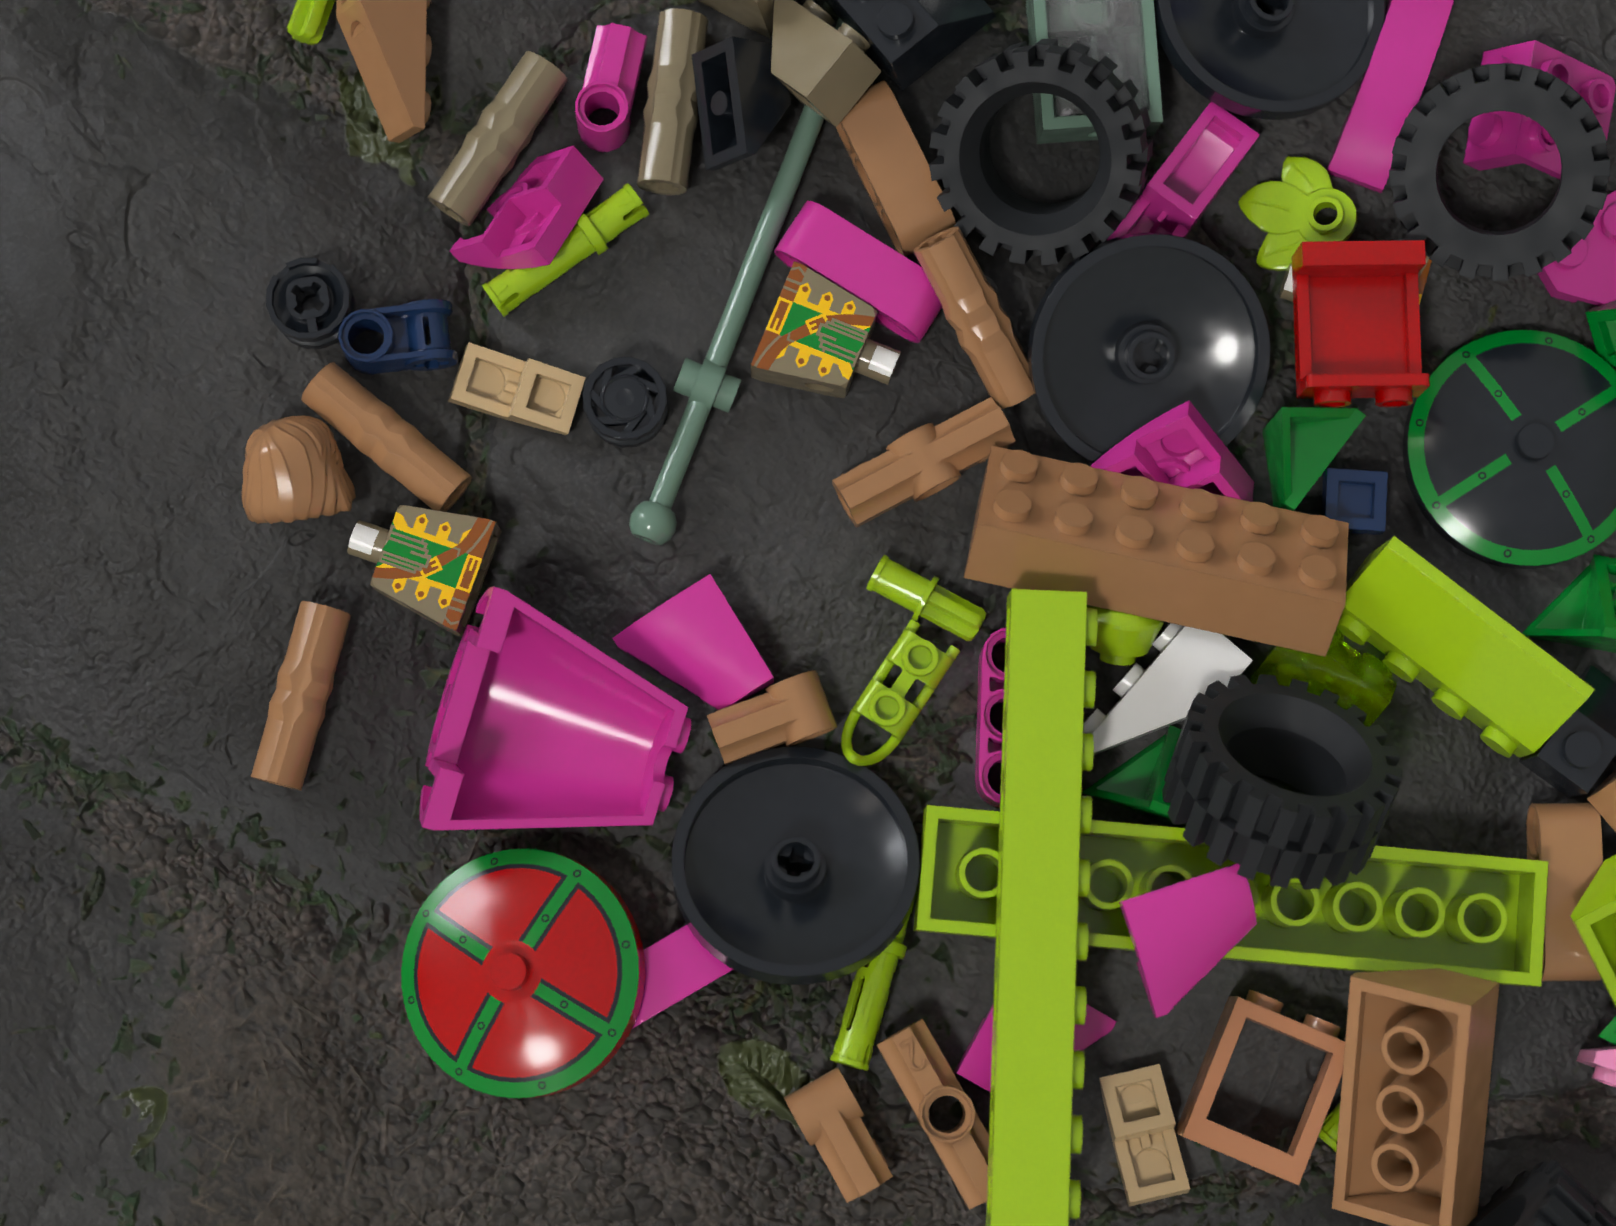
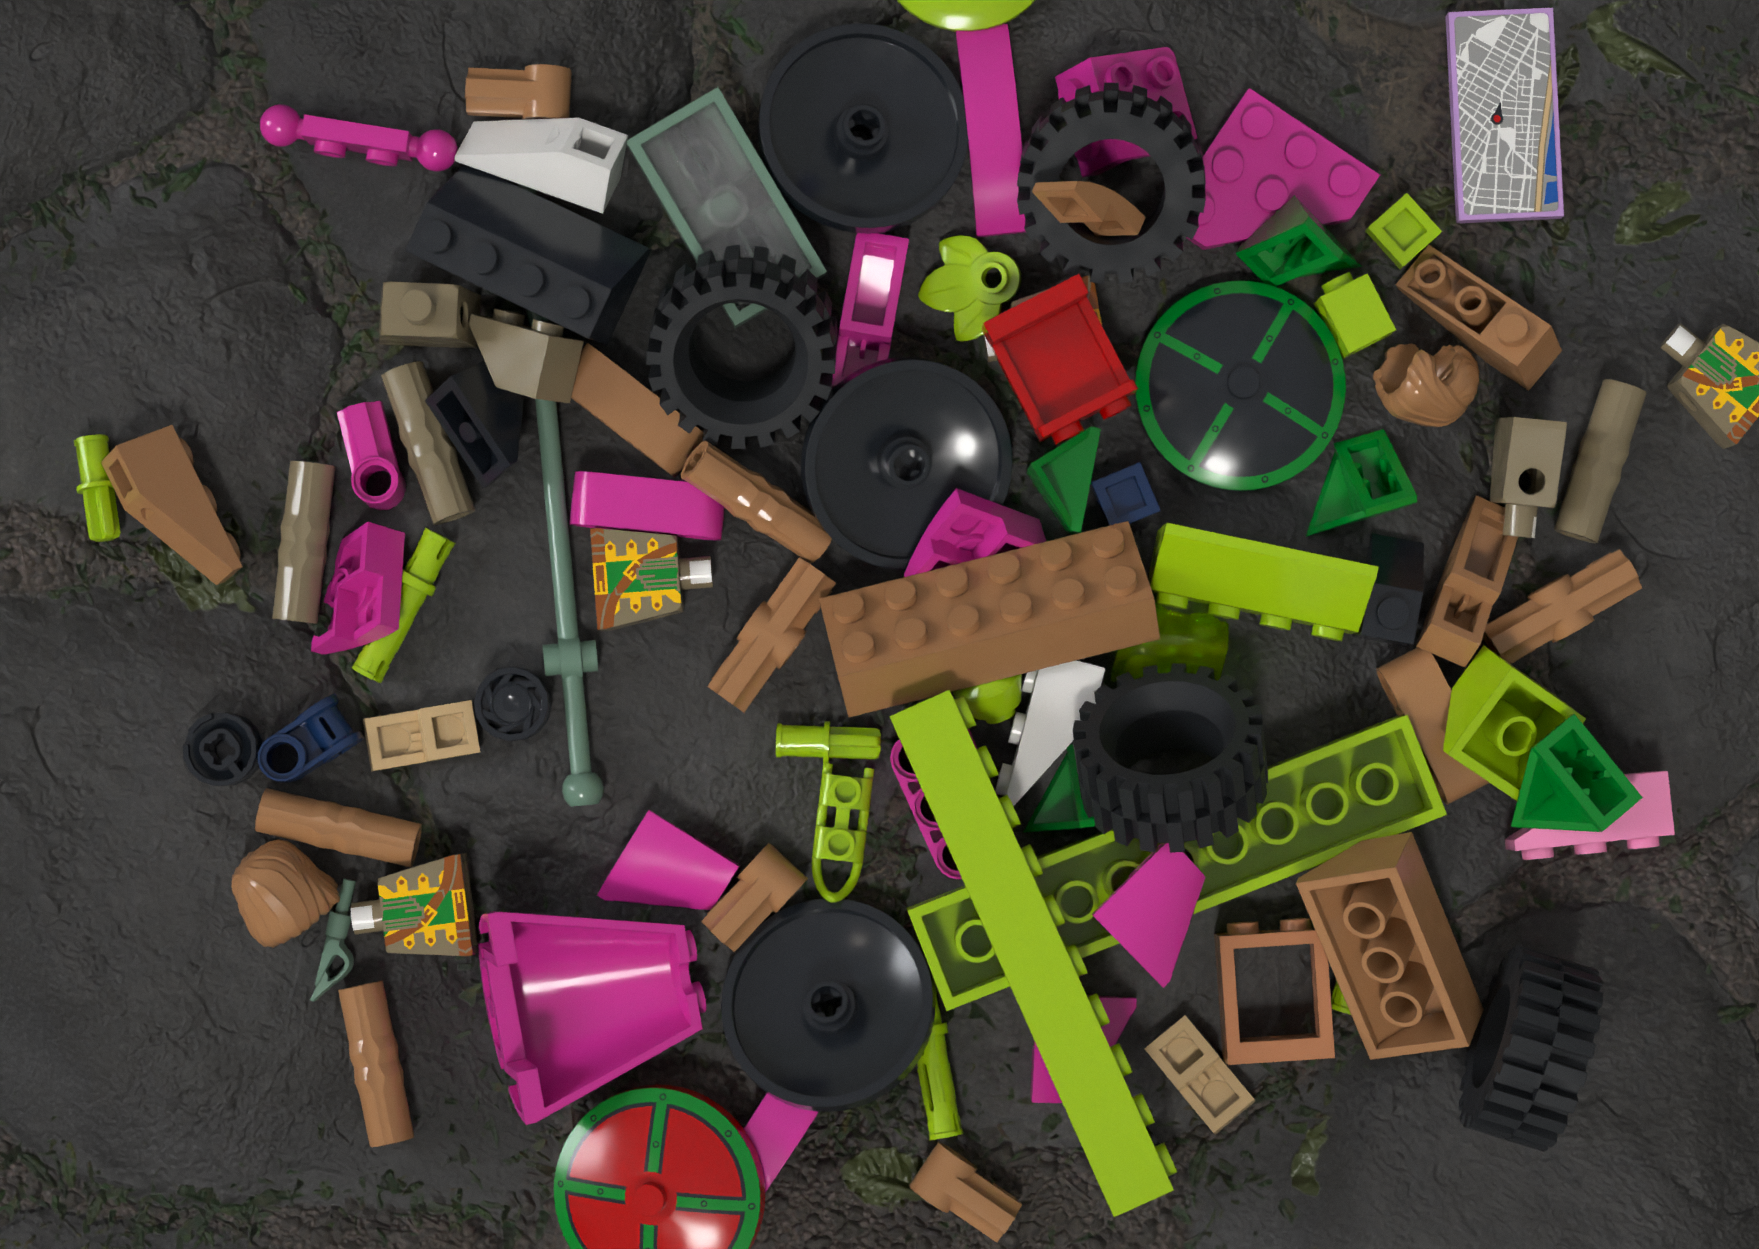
camera: 25 degrees left, 5 degrees up
(320, 556) = (334, 945): none -> sand green hand
(923, 1078) = (1010, 1115): medium nougat piece -> none
(1474, 173) = (1095, 205): none -> medium nougat slope

